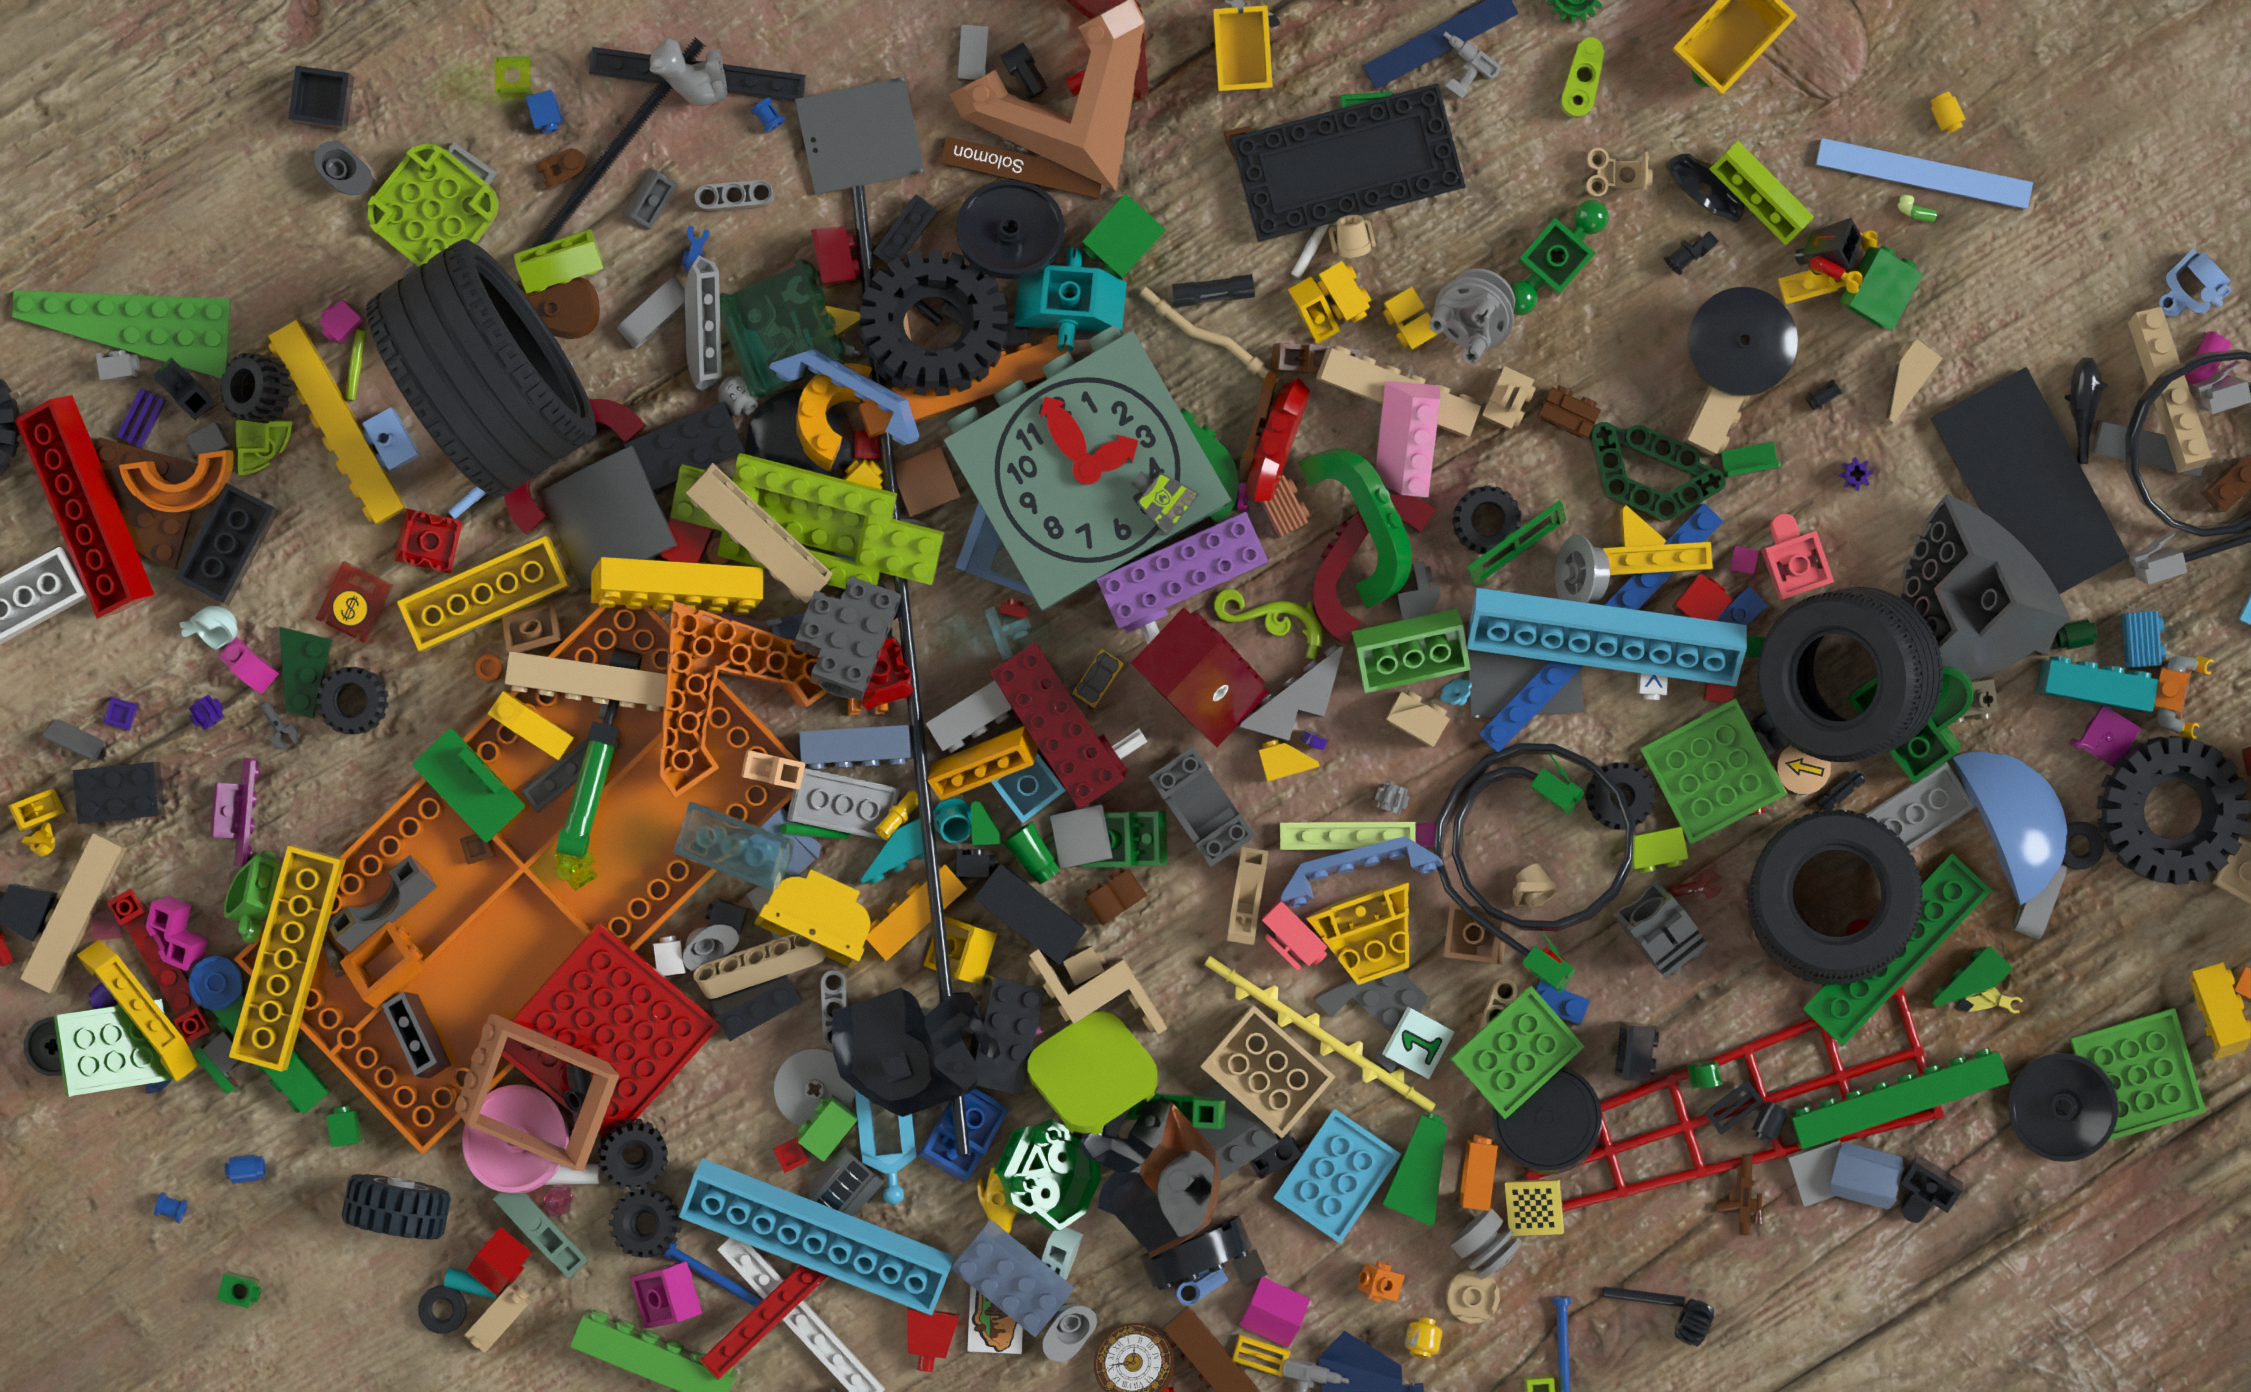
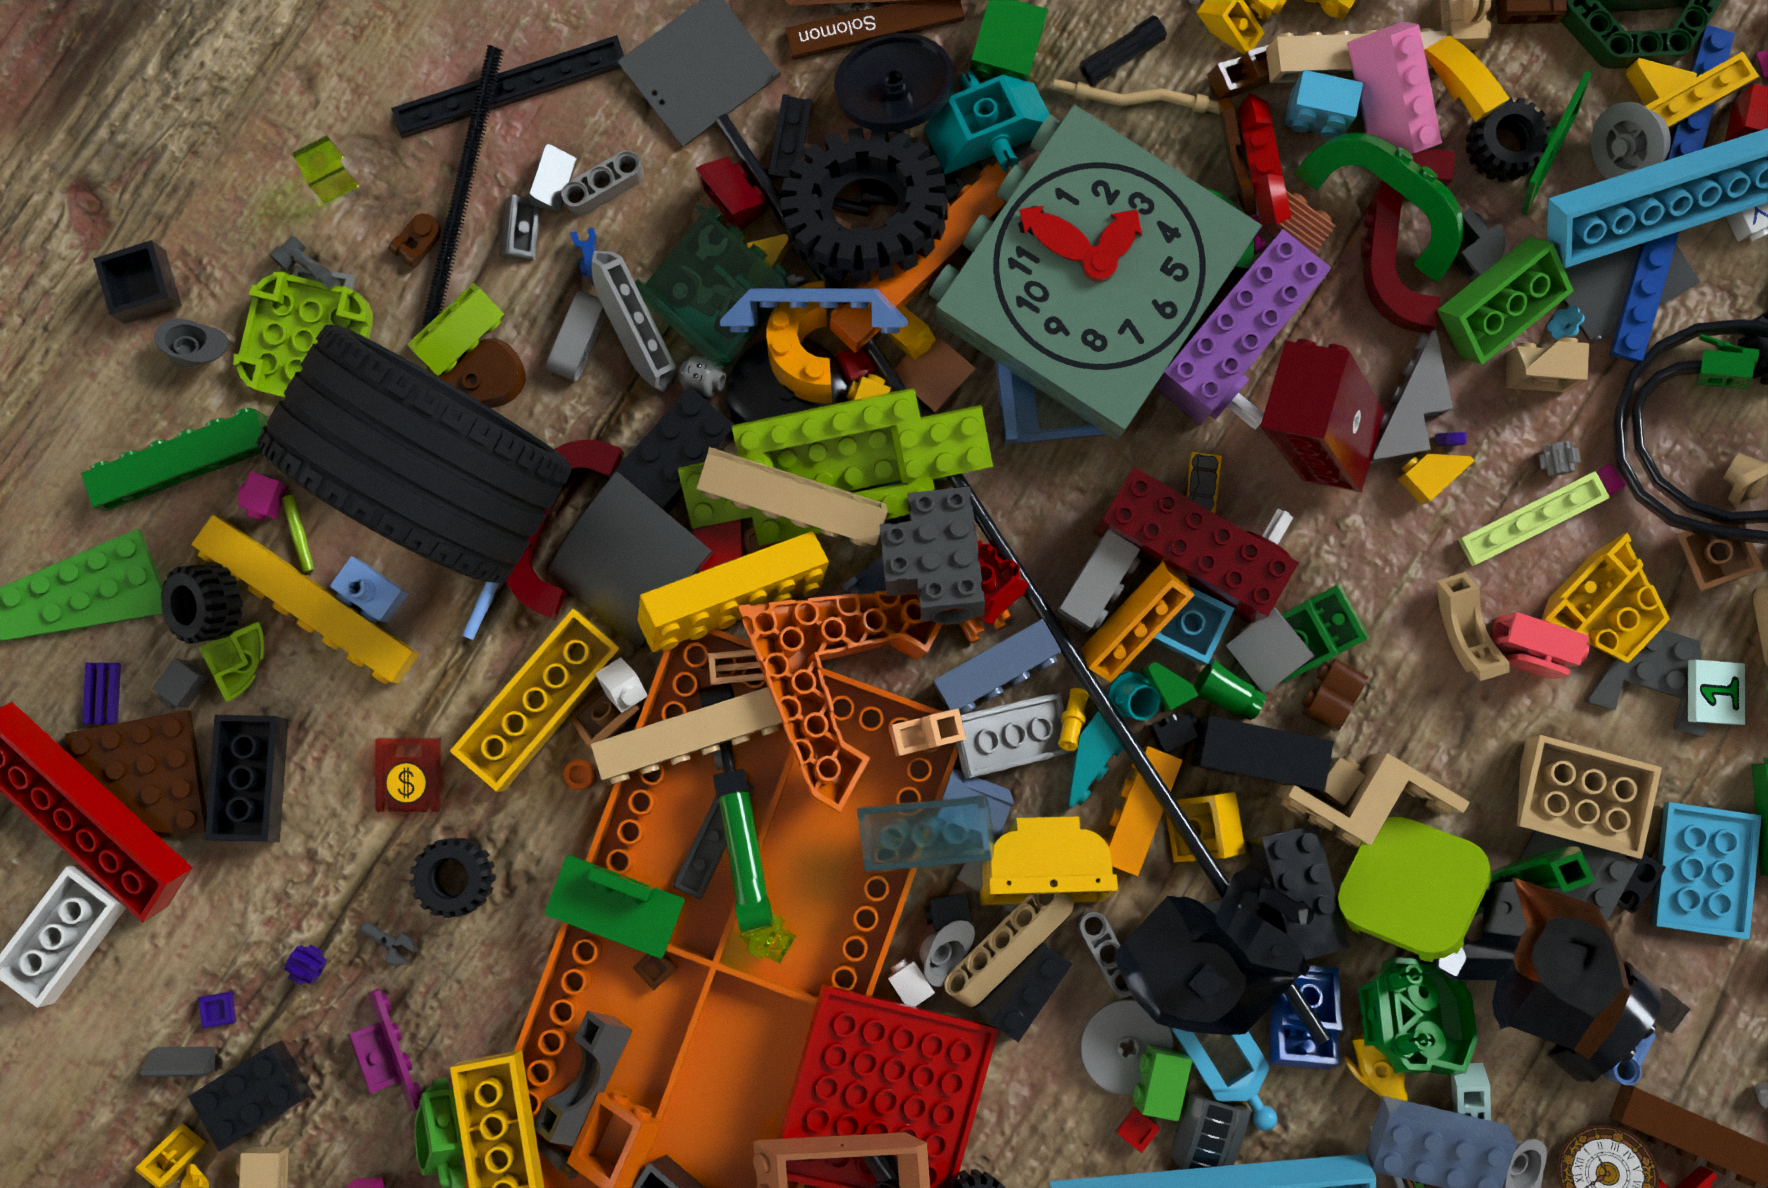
camera: 30 degrees left, 5 degrees down
(117, 366) = (50, 652): light grey brick -> none
(183, 388) = (127, 640): black brick -> none
(198, 491) = (185, 740): orange brick -> none
(213, 624) = (271, 869): light aqua hat -> none
(248, 665) = (327, 894): dark pink brick -> none
(288, 259) = (175, 460): none -> green brick
(303, 669) = (386, 865): dark green wing -> none
(428, 540) = (455, 674): red slope -> none
(455, 131) = (292, 252): none -> dark grey brick
(530, 725) = (649, 811): yellow slope -> none
(545, 111) = (372, 190): blue brick -> none
(555, 615) = (621, 684): none -> white brick
(633, 638) = (732, 667): none -> light nougat tile
(695, 171) = (551, 175): none -> slope
(697, 83) = (511, 88): light grey animal -> none
(768, 115) = (598, 90): blue bush -> none
(814, 831) = (995, 778): green bar -> none
(925, 449) = (915, 337): none -> yellow brick
(1014, 608) = (1085, 454): red plate -> none
(1015, 630) = (1090, 483): clear light blue bracket -> none
(1164, 499) = (1196, 253): torso -> none
(1201, 806) = (1379, 564): dark grey piece -> none
(1239, 1348) = (1699, 1100): yellow tile -> none
(1275, 1312) = (1718, 1044): dark pink slope -> none
(1299, 887) = (1627, 498): medium blue slope -> none
(1306, 614) = (1393, 334): lime plant -> none
(1328, 1042) = (1623, 737): light yellow plant -> none
(1347, 419) = (1322, 104): none -> medium azure brick
(1470, 453) = (1466, 77): none -> yellow slope

